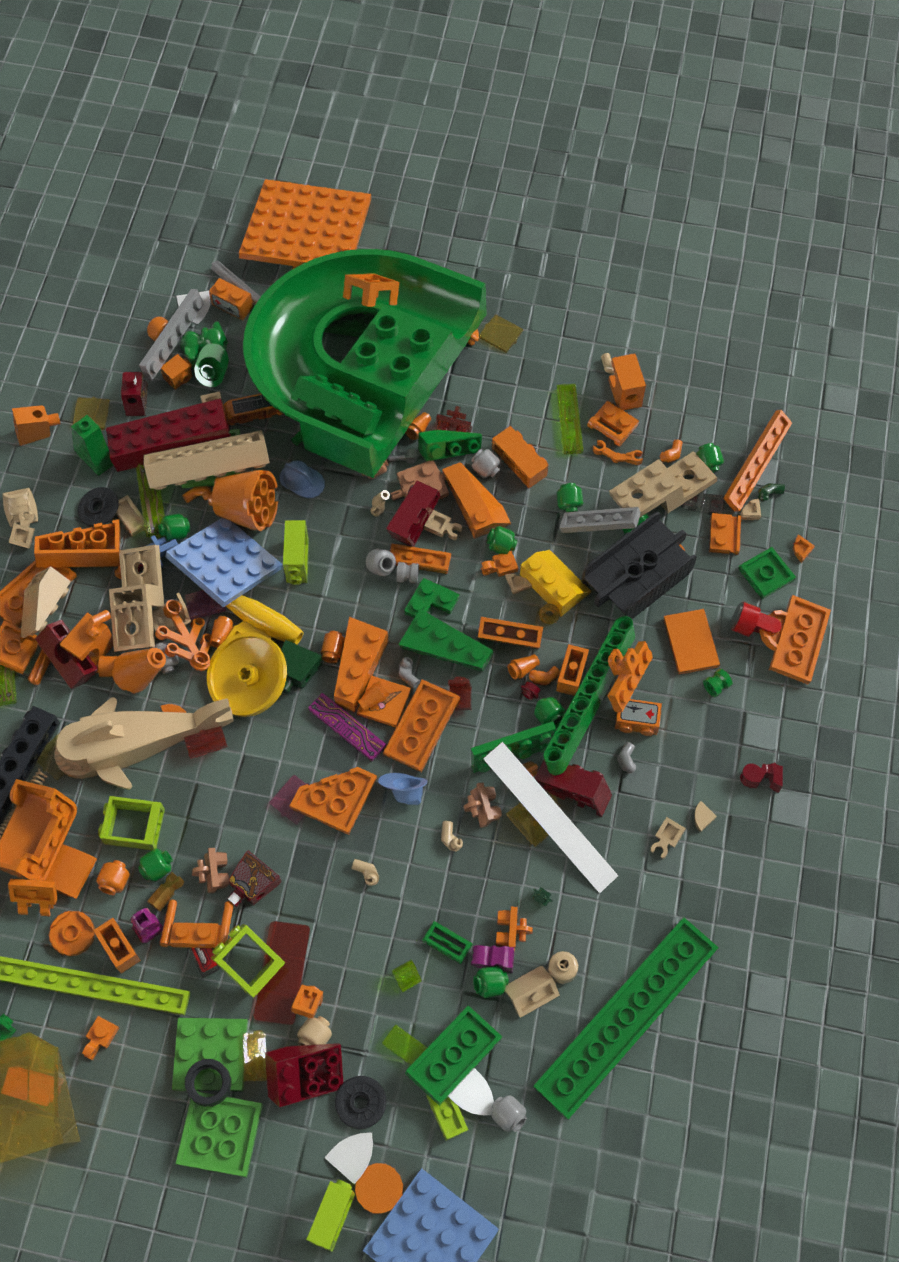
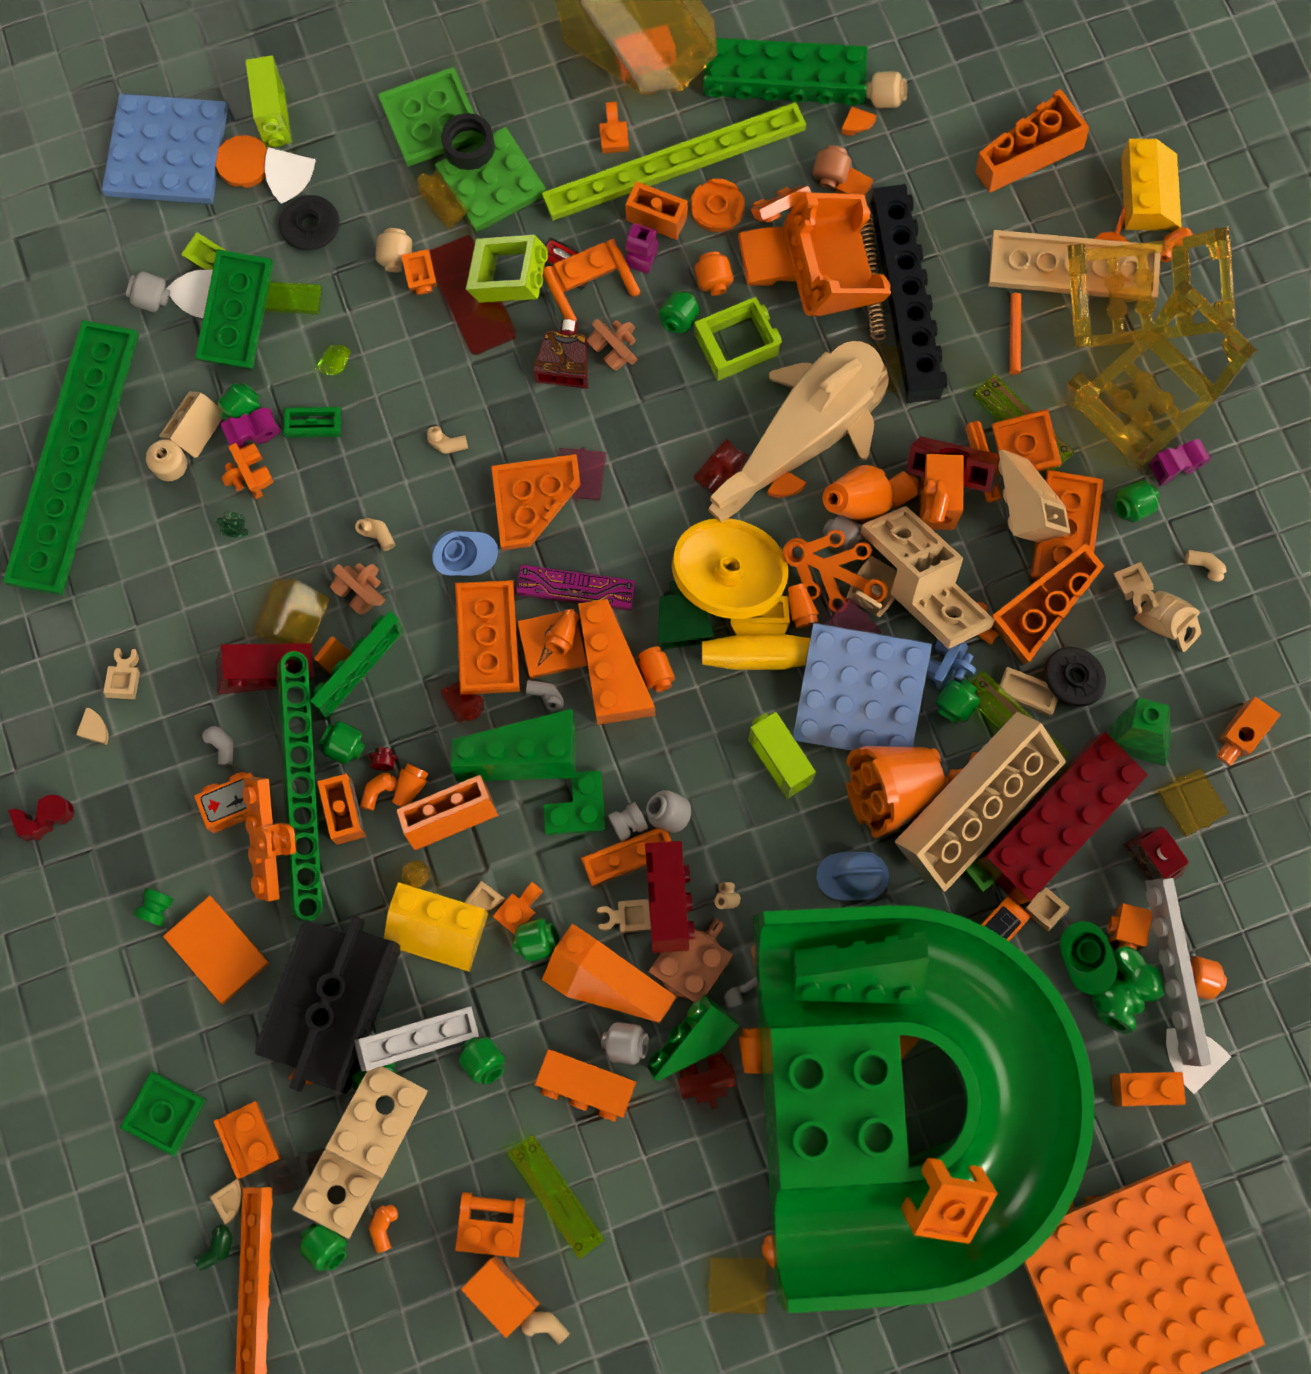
camera: 150 degrees right, 10 degrees up
(165, 891) = (649, 294): pearl gold bar -> none
(230, 277) = (1158, 1126): light grey axle -> none
(303, 1072) = (379, 203): dark red slope -> none
(551, 817) = (269, 608): white sticker -> none
(617, 457) = (456, 1172): orange piece -> none
(791, 634) = (87, 1028): orange plate -> none
(802, 548) = (131, 1182): orange tile -> none

